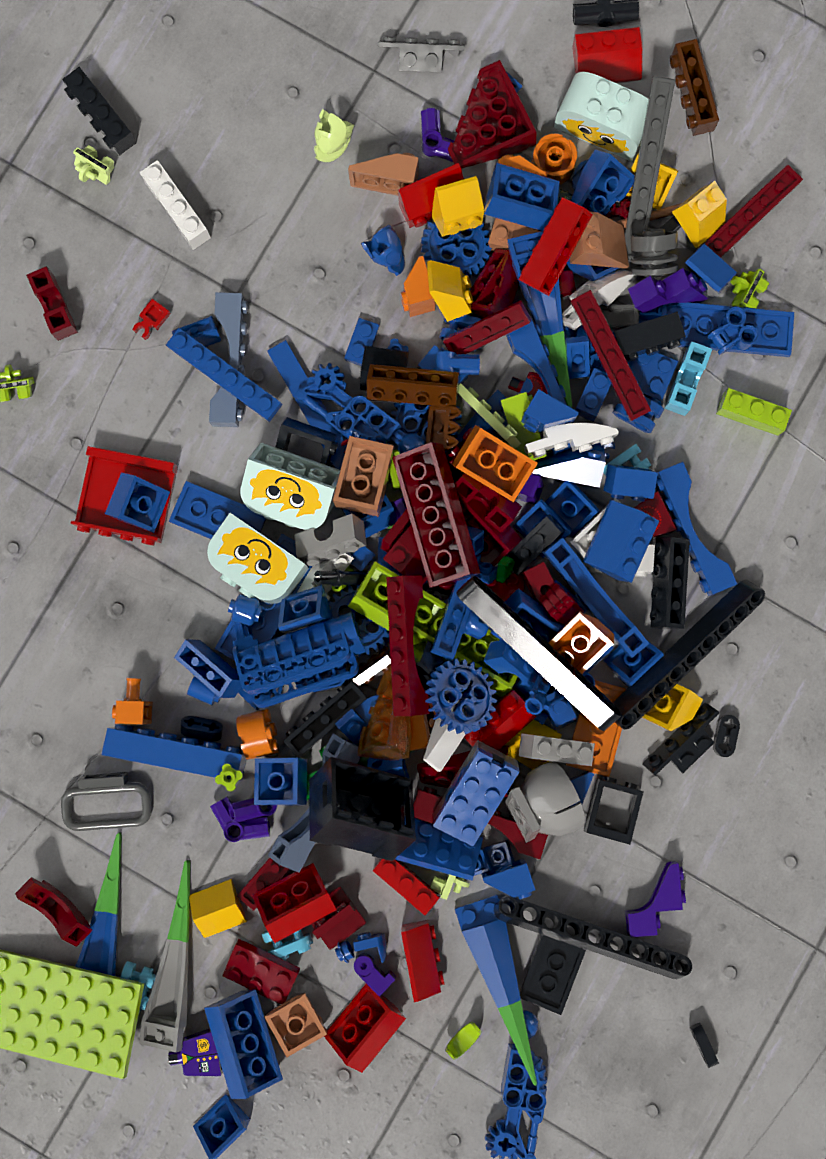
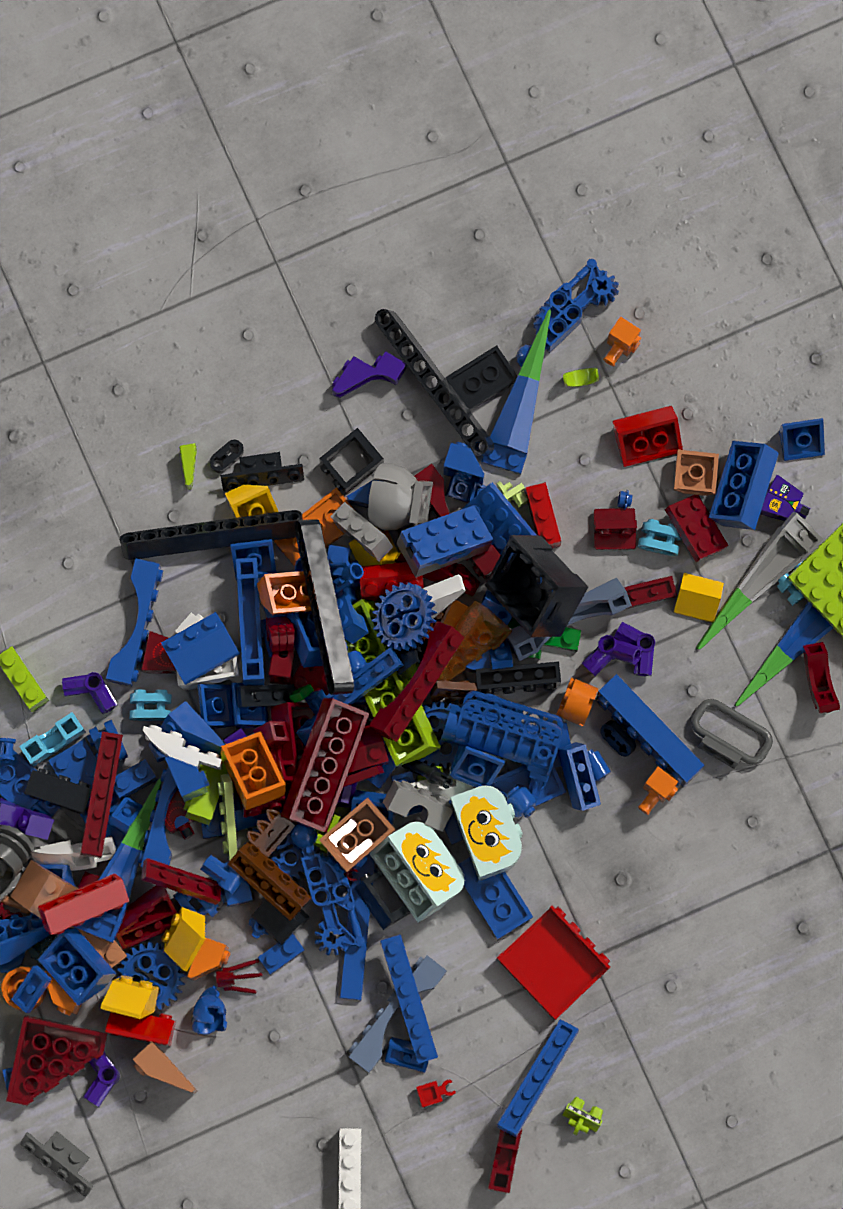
camera: 150 degrees left, 5 degrees down
(68, 386) = (538, 1078): none -> blue plate
(137, 502) = (547, 947): blue slope -> none
(235, 777) = (616, 685): lime plate -> none
(280, 781) = (584, 653): blue slope -> none
(293, 903) = (635, 558): red brick -> none
(331, 136) = (183, 1139): yellowish green helmet -> none
(366, 941) = (602, 495): blue plate -> none
(372, 974) = (615, 468): dark purple leg -> none
(391, 288) = (227, 978): none -> dark red plant
(422, 959) = (570, 454): red slope -> none
(449, 1103) = (623, 339): none -> orange brick
(546, 153) = (31, 989): none -> blue plate
(630, 481) = (158, 689): blue brick -> none
(669, 583) = (185, 594): black brick -> none
(698, 444) = (80, 685): none -> dark purple piece
(704, 1045) = (408, 253): black beam -> none
(758, 708) = (188, 459): none -> lime slope

